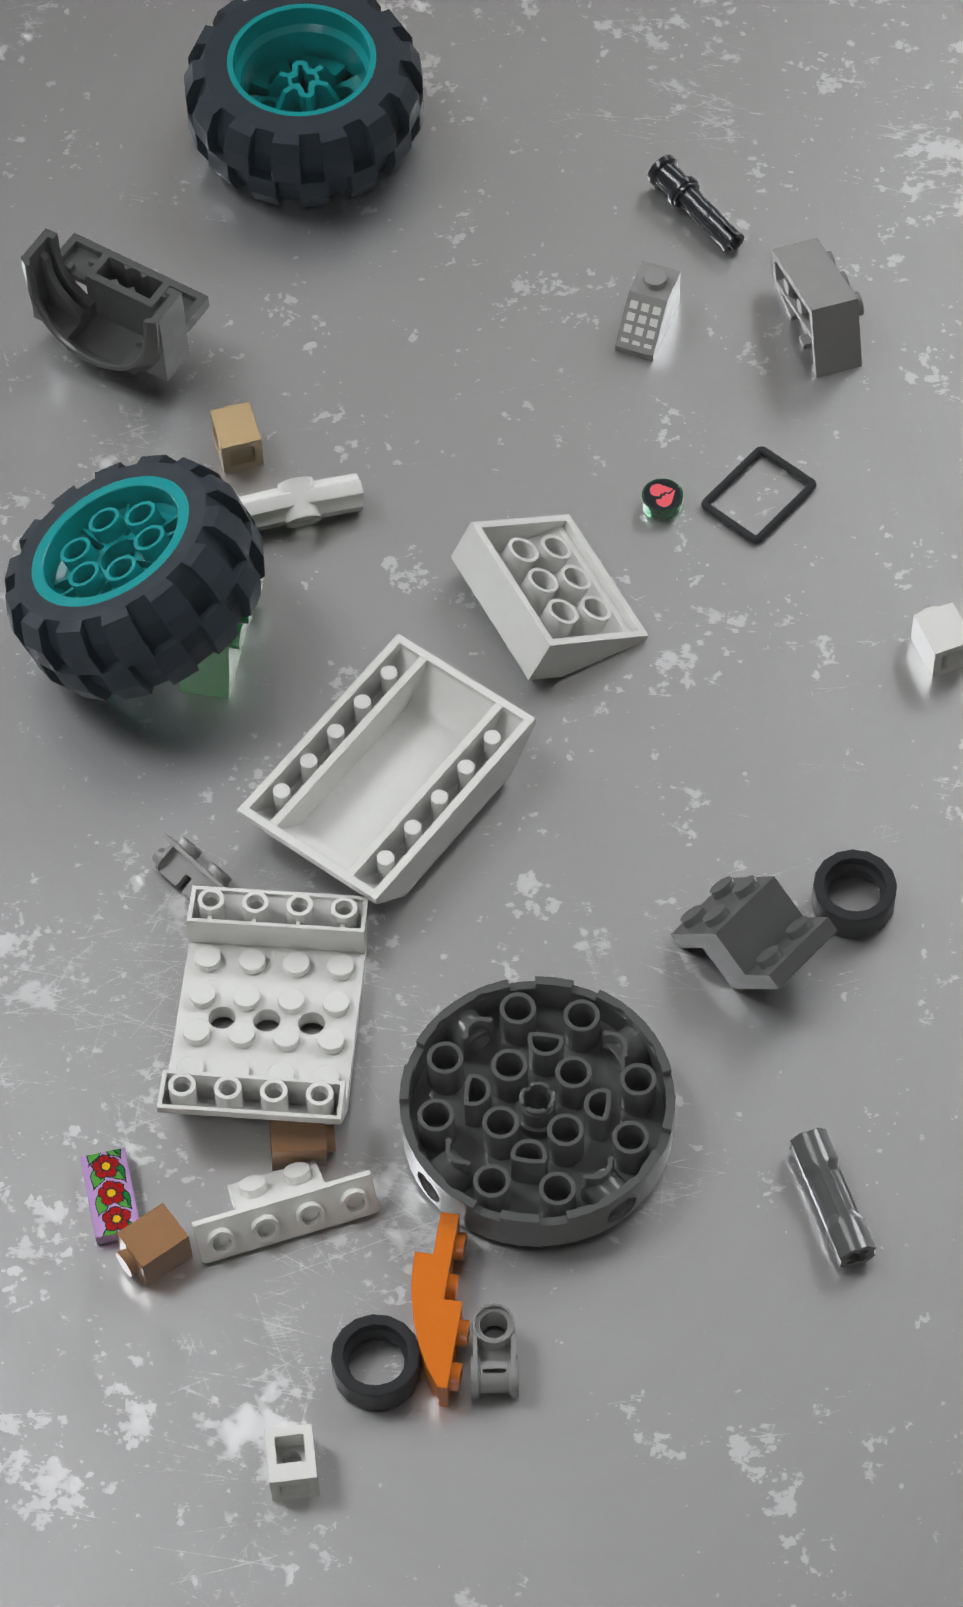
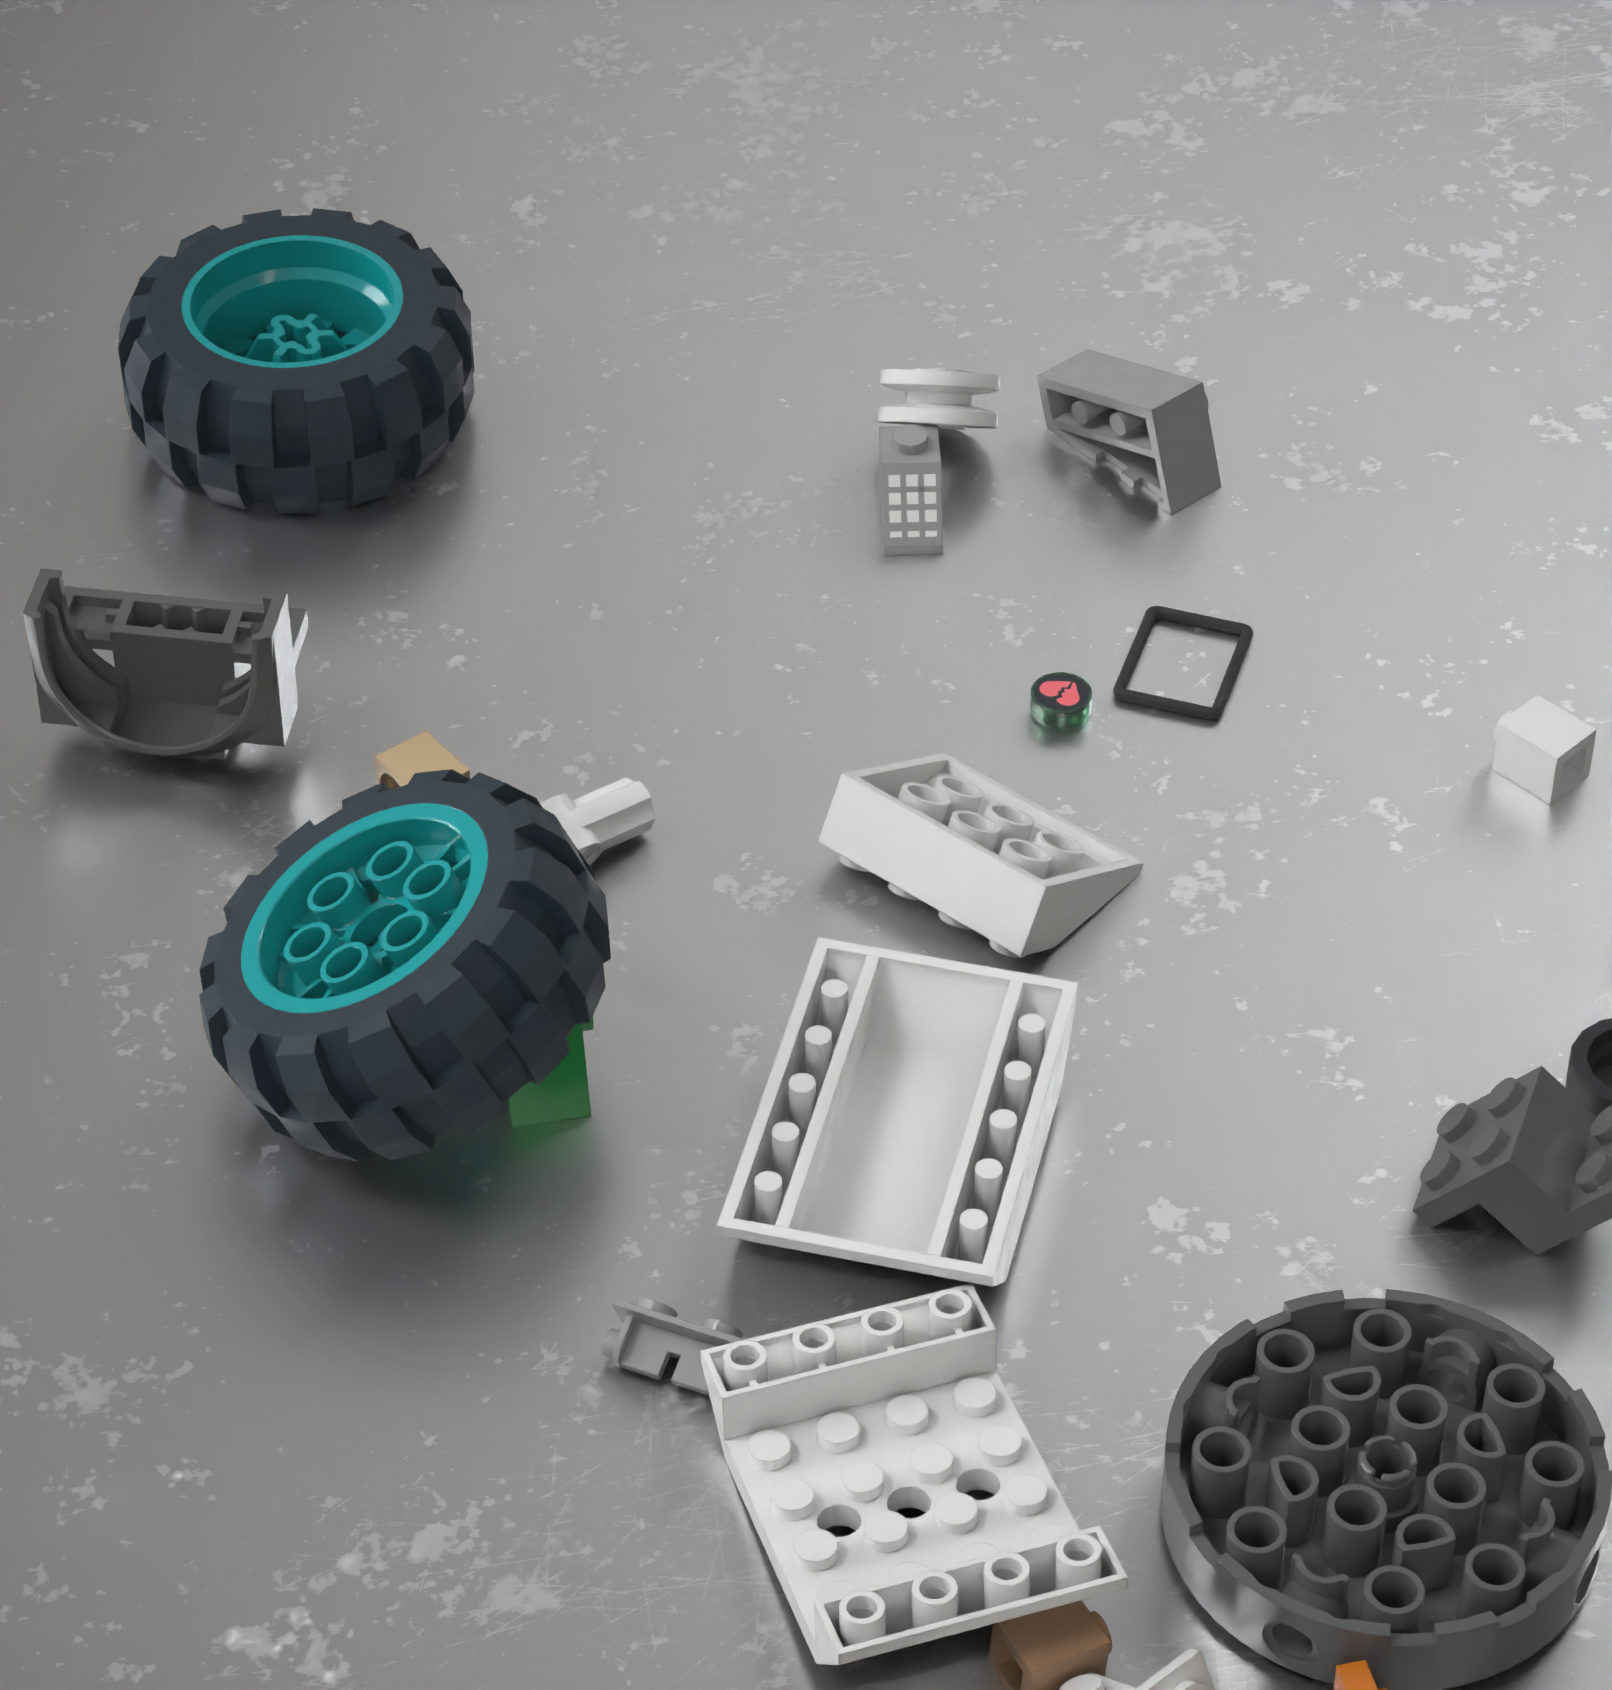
camera: 25 degrees left, 15 degrees down
(685, 194) = (864, 349): black pin -> none
(697, 248) = (939, 398): none -> white wheel

